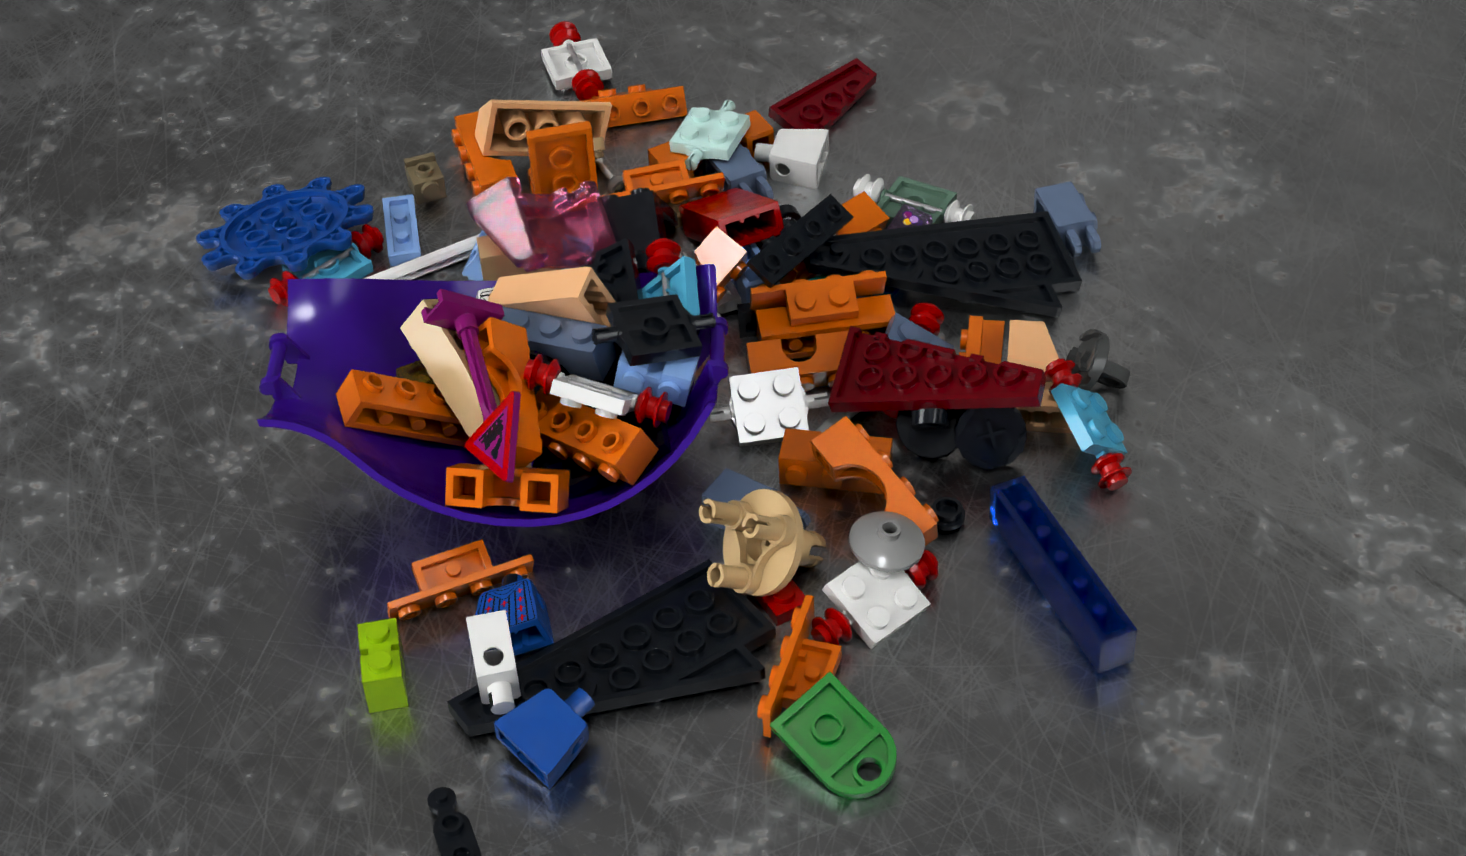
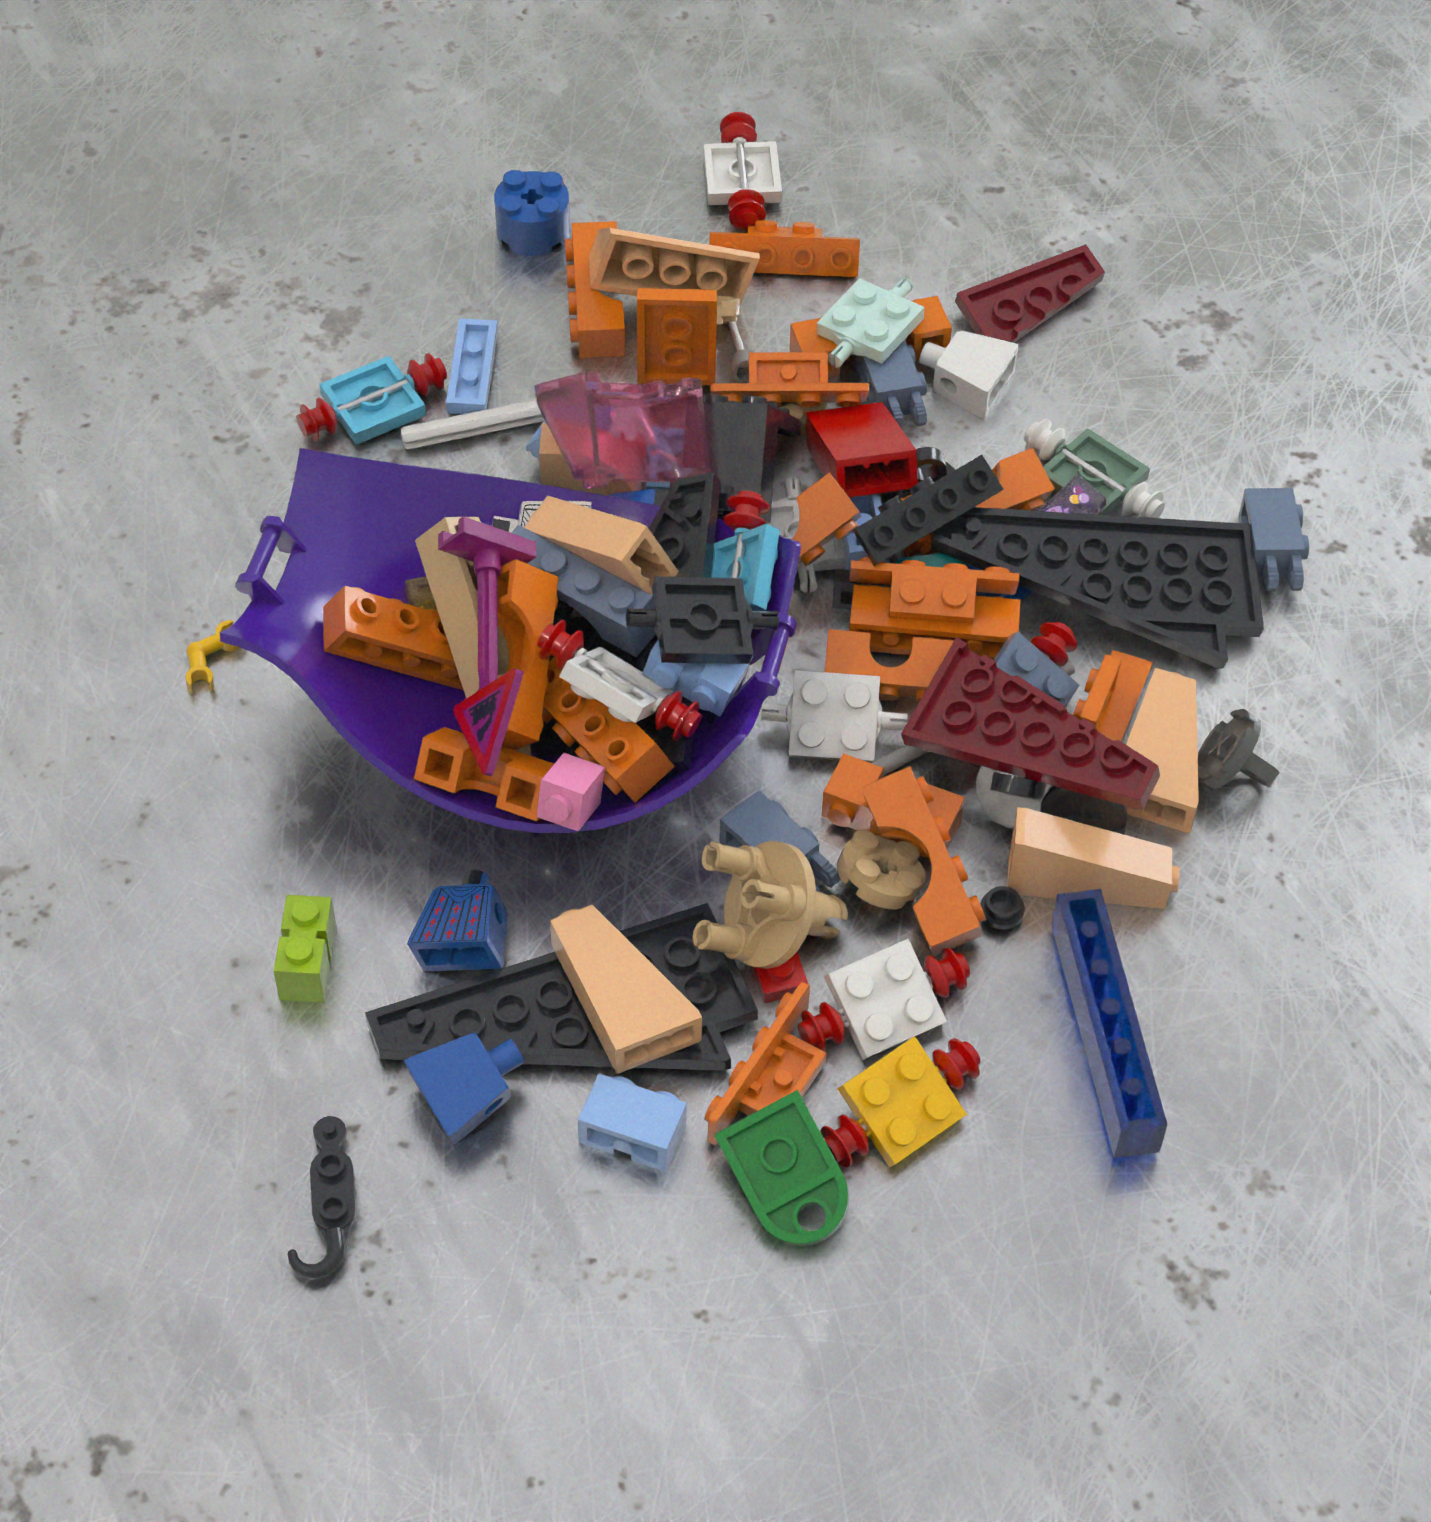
camera: 10 degrees right, 10 degrees up
(231, 471) = (197, 661): none -> yellow arm
(285, 227) = (300, 342): blue plate -> none
(419, 117) = (532, 211): none -> blue brick
(425, 178) = (517, 300): dark tan brick -> none
(455, 574) = (415, 850): orange bracket -> none
(494, 668) = (424, 983): white torso -> none
(580, 483) = (570, 792): none -> bright pink brick
(660, 635) = (622, 992): none -> light nougat slope
(697, 732) = (632, 1121): none -> light blue brick
(839, 503) = (869, 855): none -> tan plate
(886, 541) = (908, 951): light grey dish -> none
(915, 666) = (902, 1101): none -> yellow plate
(980, 459) = (1067, 856): none -> light nougat slope
(1089, 423) = (1203, 833): medium azure plate -> none

